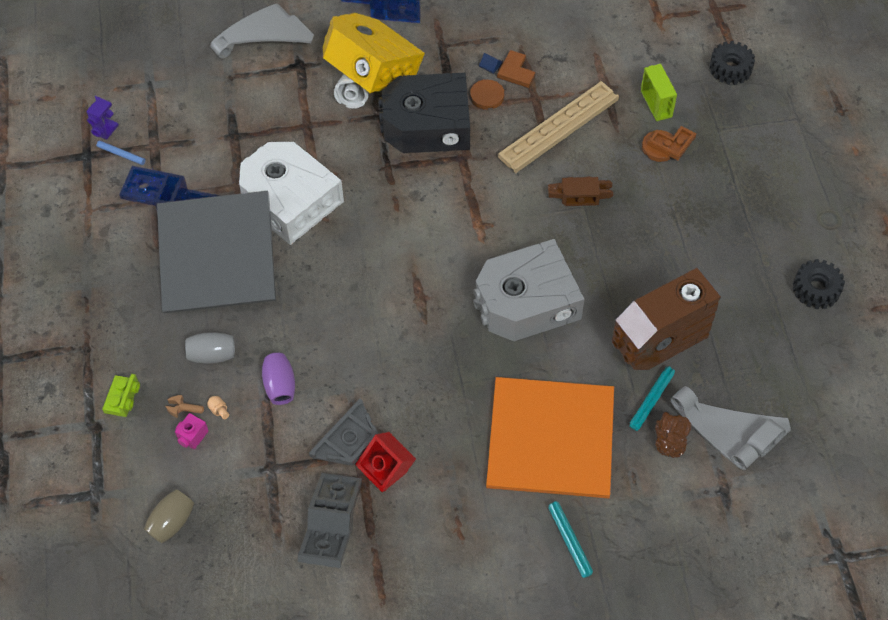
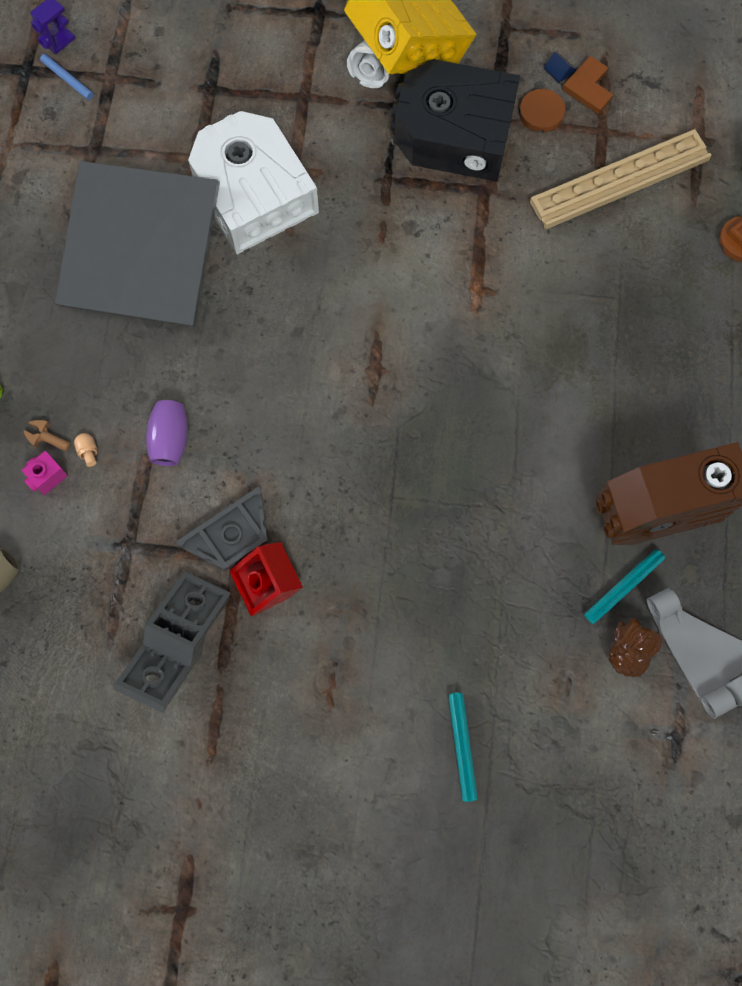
camera: 15 degrees right, 15 degrees up
(161, 187) = (95, 141): clear blue bracket -> none
(210, 347) = (96, 369): light grey piece -> none
(527, 292) = (509, 400): light grey piece -> none
(551, 437) = (481, 603): orange tile -> none
(581, 191) = (621, 276): reddish brown hinge -> none

